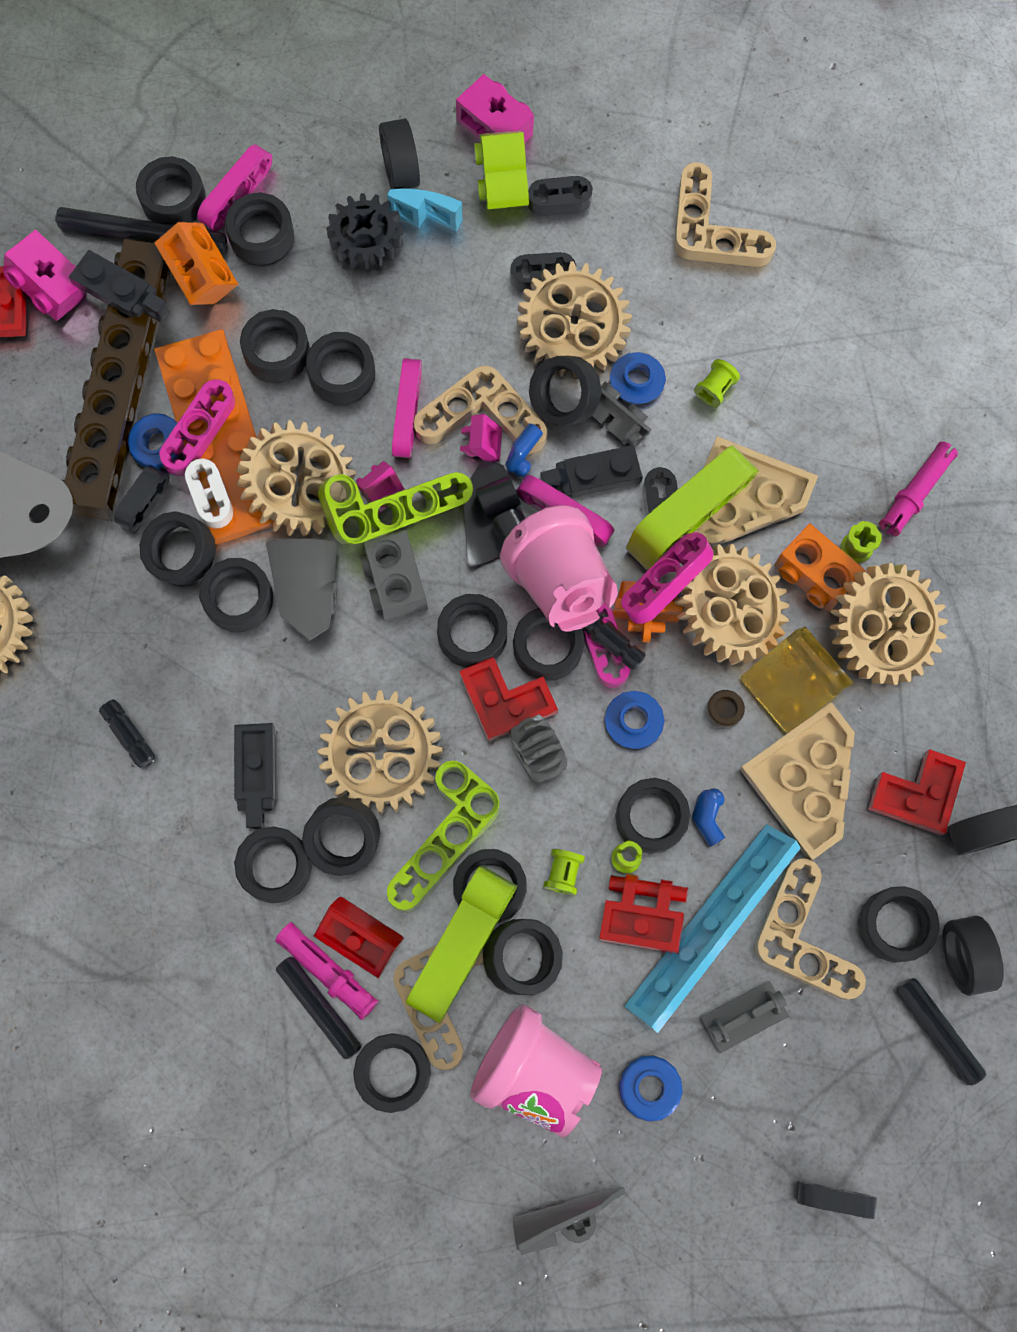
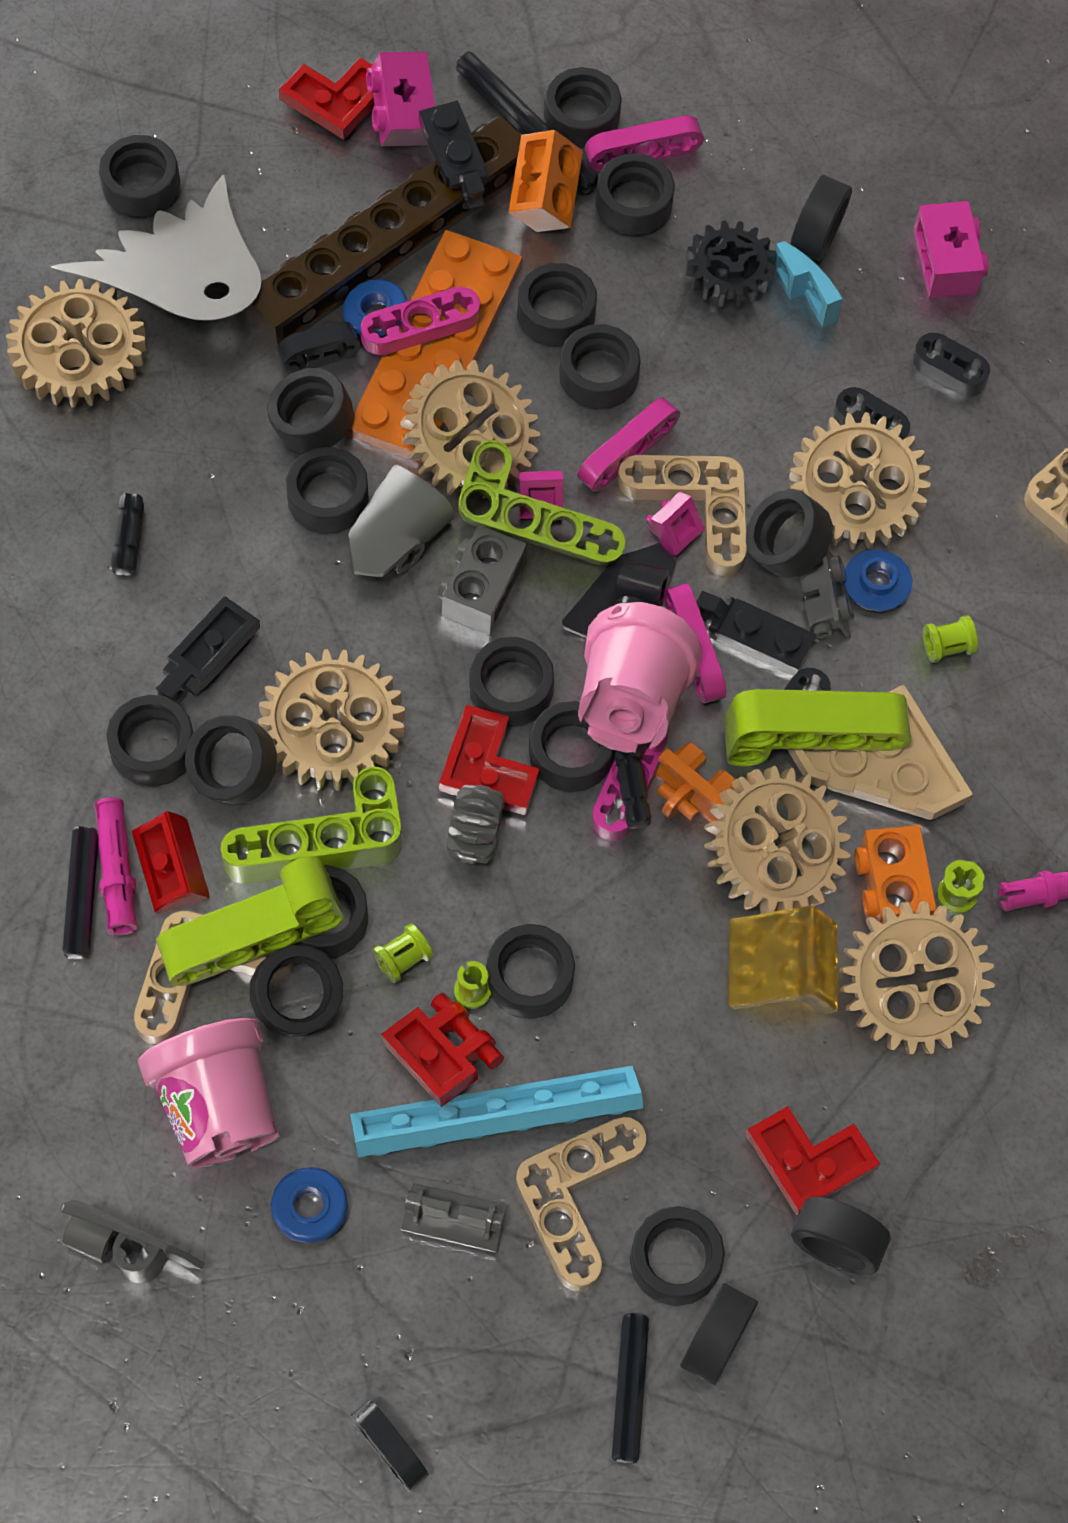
camera: 40 degrees right, 10 degrees down
(201, 496) = (371, 380): white beam -> none
(362, 1066) = (83, 964): black tyre -> none
(503, 169) = (909, 298): lime brick -> none
(520, 449) = (700, 555): blue arm -> none
(631, 737) = (587, 896): blue piece -> none
(692, 565) = (728, 761): dark pink beam -> none
(705, 815) = (582, 1010): blue arm -> none
(725, 709) = (688, 936): dark brown tile -> none
(807, 779) = (709, 1057): tan plate -> none

